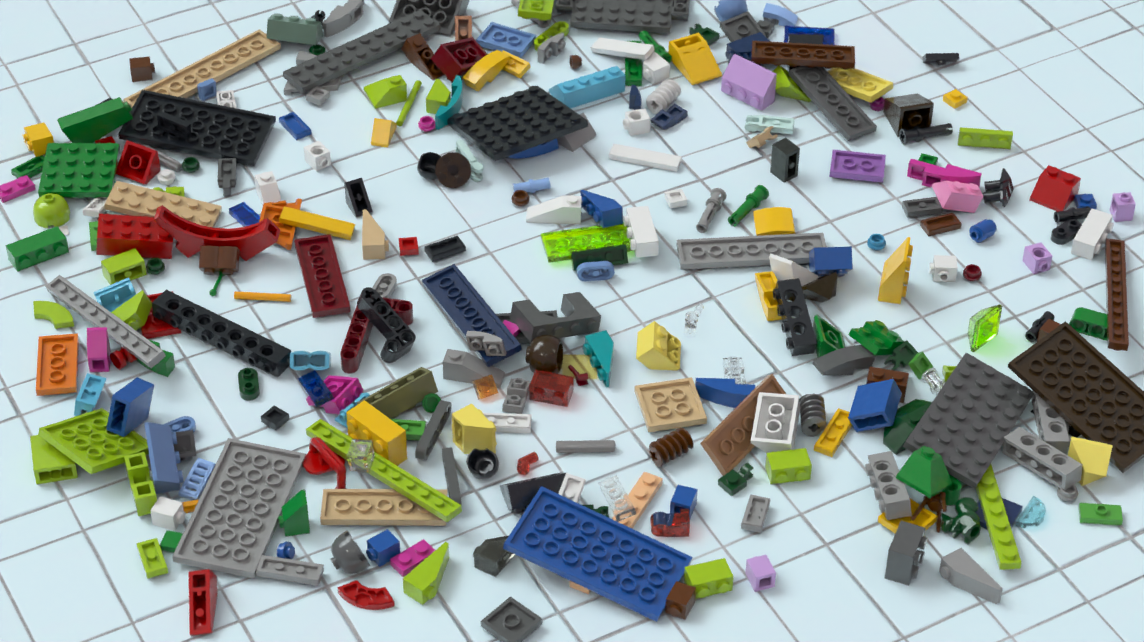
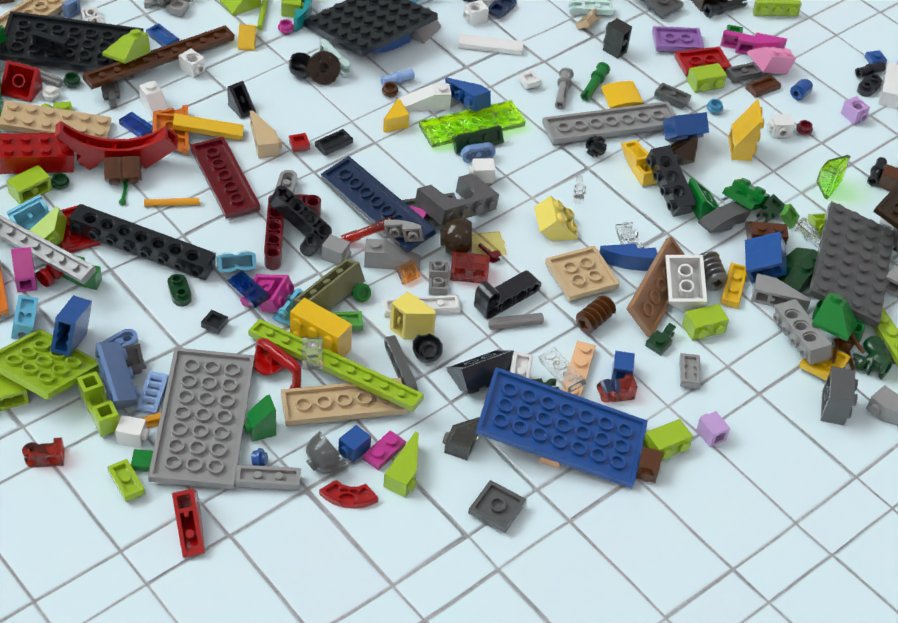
camera: 15 degrees left, 5 degrees up
(80, 525) = (44, 454): none -> clear red leg
(253, 135) = (129, 47): none -> lime slope
(282, 147) = (157, 57): none -> reddish brown plate
(415, 356) = (335, 250): none -> light grey brick
(433, 430) = (370, 319): dark grey beam -> none
(441, 345) = (356, 235): none -> clear red piece
(516, 228) = (396, 118): none -> yellow slope
(523, 463) = (464, 343): clear red arm -> none
(579, 420) = (493, 301): none -> black beam
(594, 289) = (483, 169): none -> white brick
(600, 349) = (505, 227): teal slope -> none
(641, 231) = (512, 112): white brick -> none
(726, 274) = (596, 146): none -> black gear
(787, 269) = (652, 137): white slope -> none
(831, 226) = (673, 95): none -> dark grey plate
(872, 440) = (772, 291): none -> light grey slope
(876, 210) = (706, 77): none -> lime brick
(878, 192) = (701, 57): none -> red plate
(998, 190) = (807, 47): black connector -> none
(1055, 189) = (850, 48): red slope -> none

